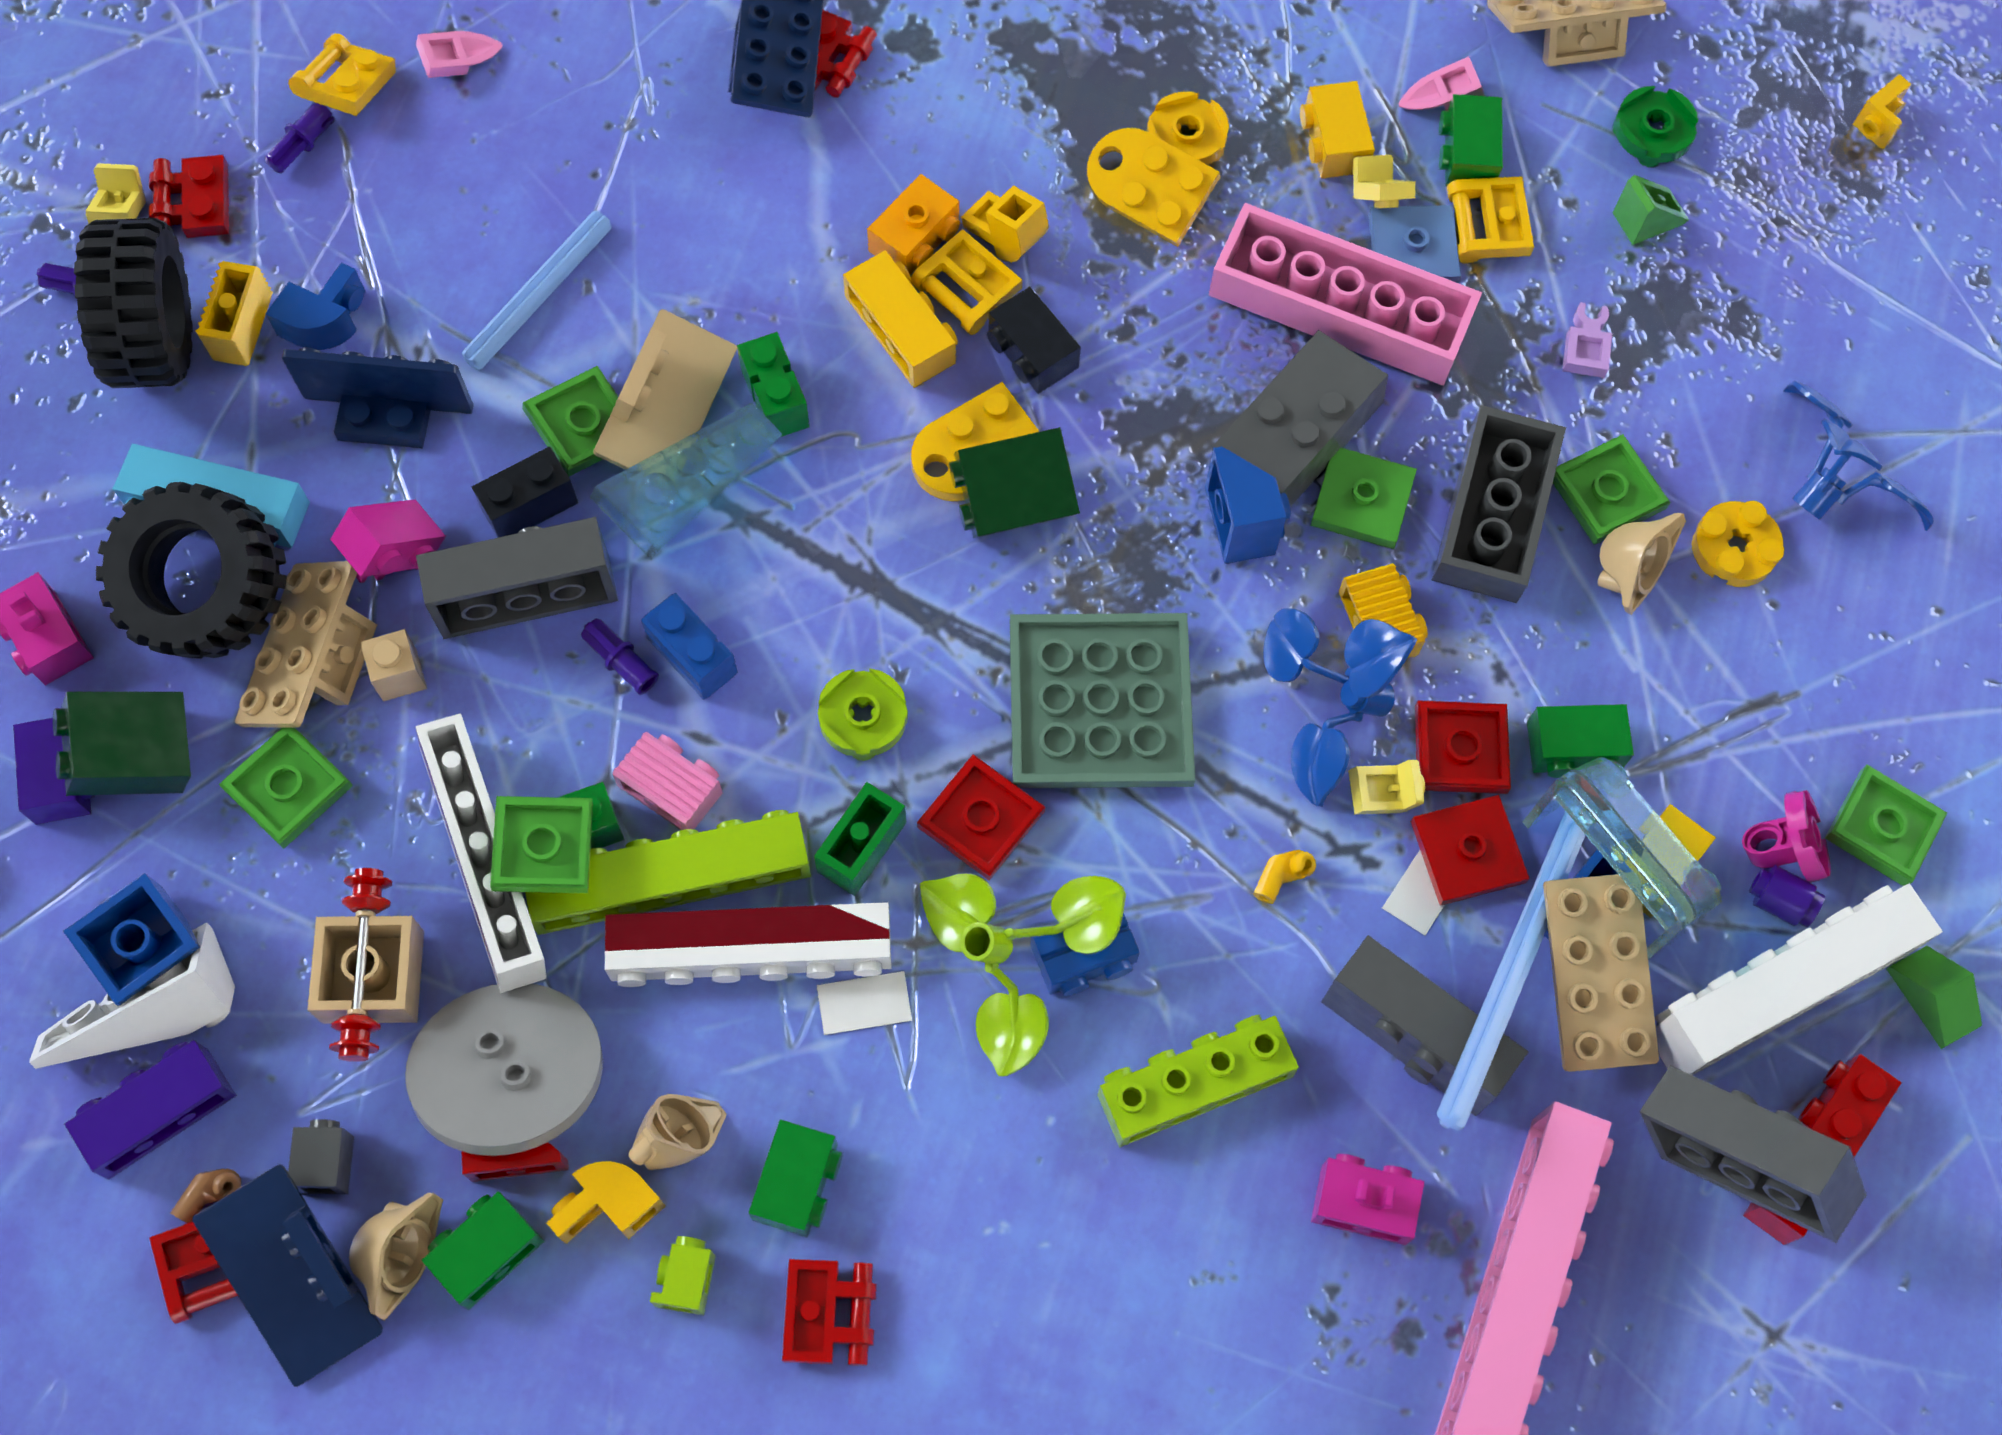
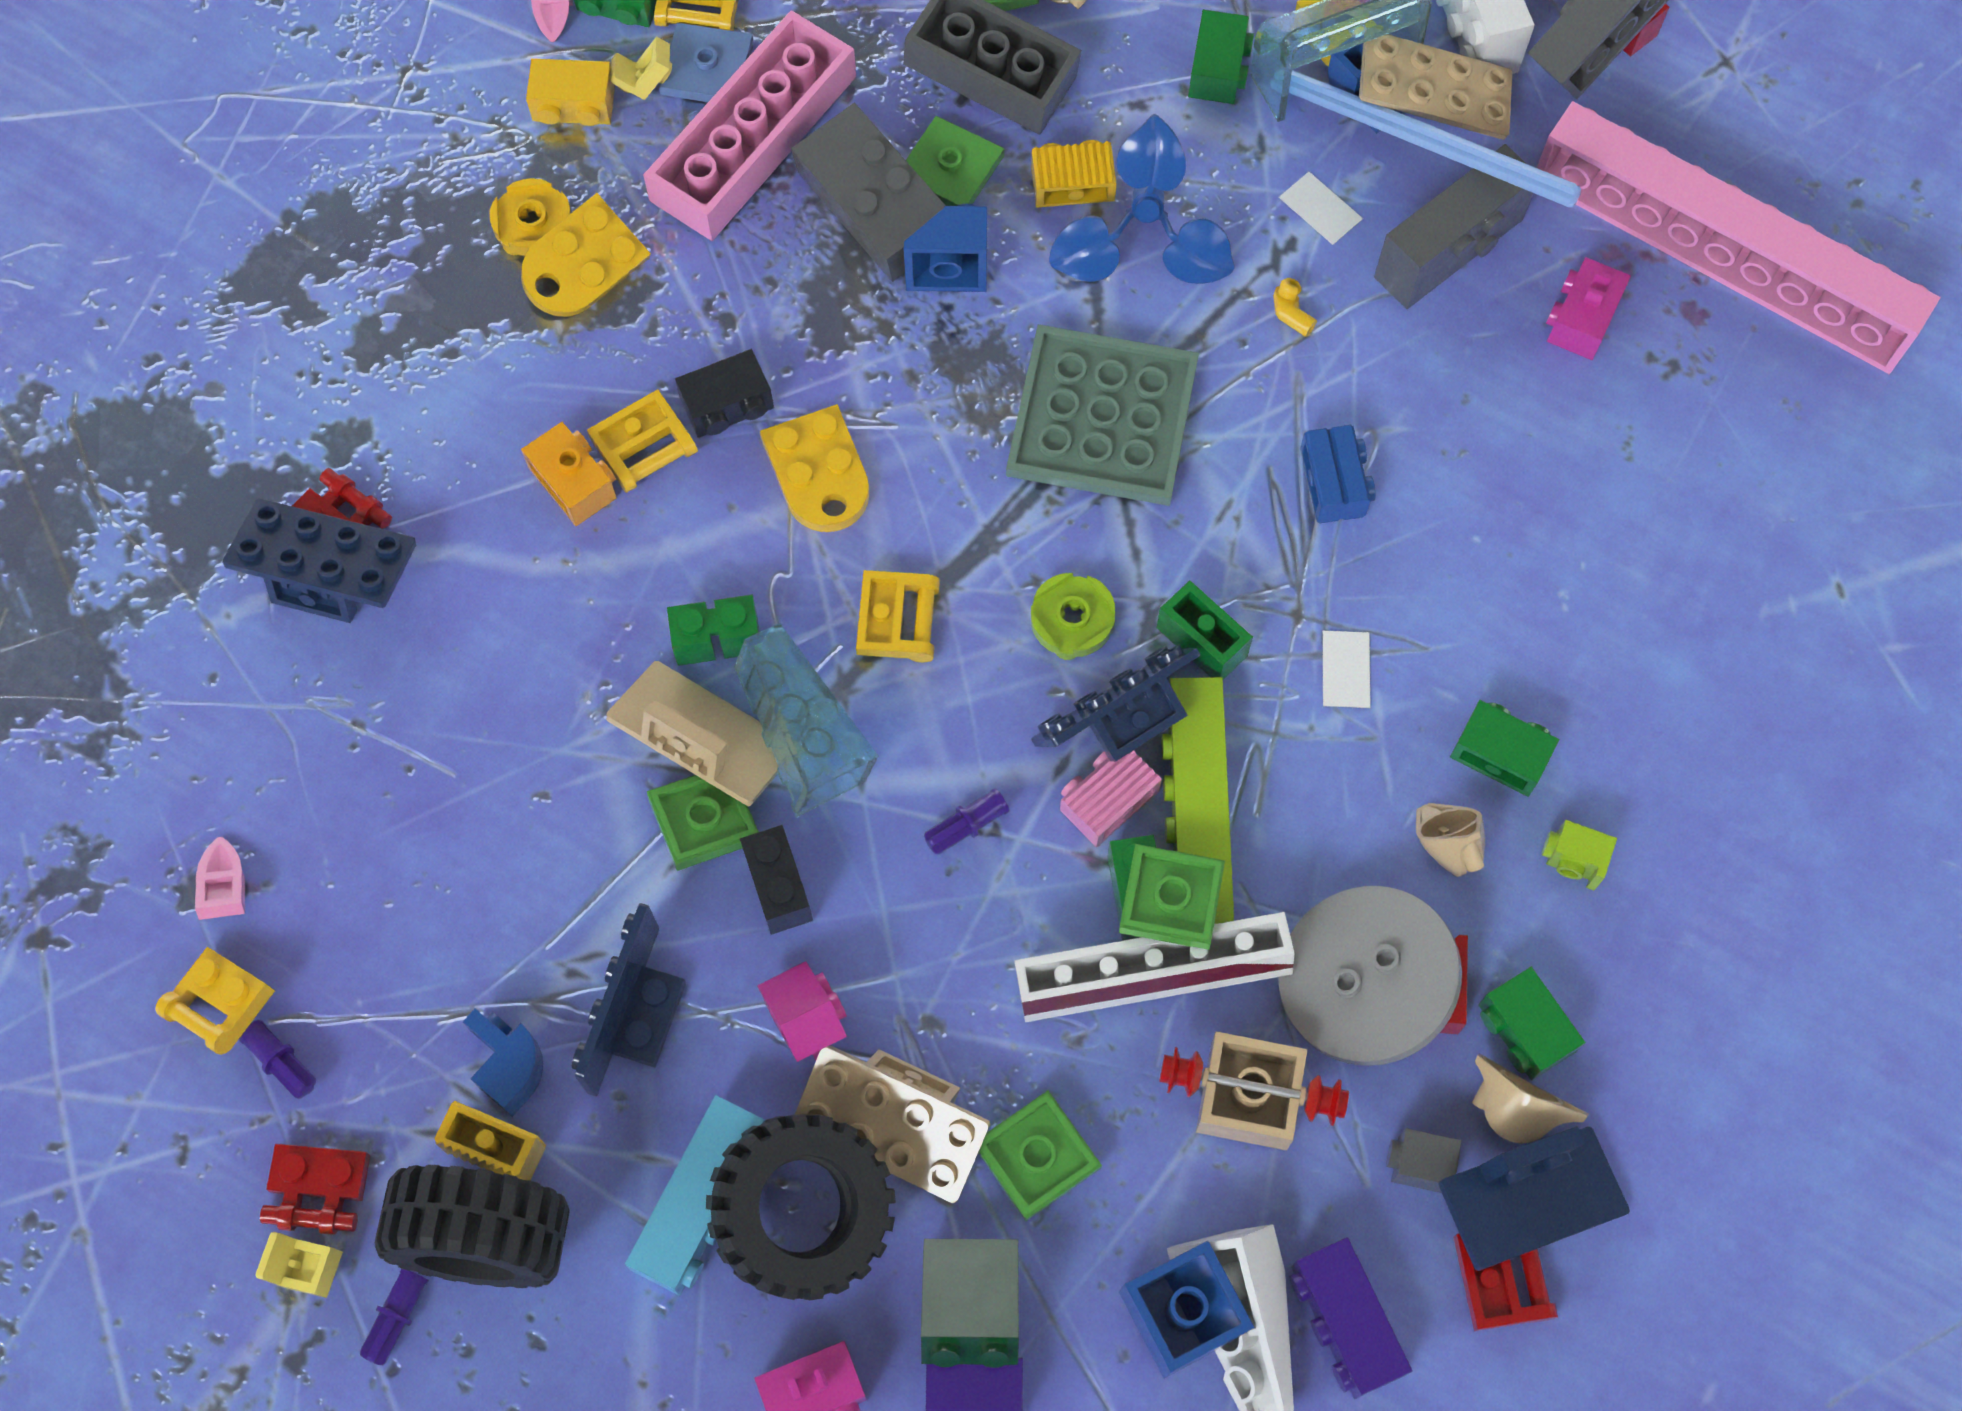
camera: 75 degrees left, 0 degrees up
(205, 1189) = (1432, 1275): medium nougat arm -> none
(393, 665) = (935, 1030): tan brick -> none
(517, 577) = (874, 891): dark grey brick -> none
(536, 290) = (537, 841): light blue axle -> none
(609, 1189) = (1492, 909): yellow brick -> none
(689, 646) = (976, 751): blue brick -> none
(747, 943) = (1280, 751): brick -> none
(748, 771) = (1127, 713): none -> dark blue bracket
(812, 1312) = (1620, 754): red plate -> none
(827, 534) = (883, 615): none -> yellow plate
(900, 318) = (669, 504): yellow brick -> none
(958, 911) = (1284, 568): lime plant -> none
(981, 817) = (1195, 534): red plate -> none
(1008, 222) = (601, 385): yellow brick -> none
(1014, 483) = (878, 434): dark green brick -> none
(1196, 1080) = (1467, 412): lime brick -> none
(1387, 788) = (1235, 205): light yellow bracket -> none
(1463, 746) = (1212, 143): red plate -> none
(1469, 850) = (1297, 165): red plate -> none

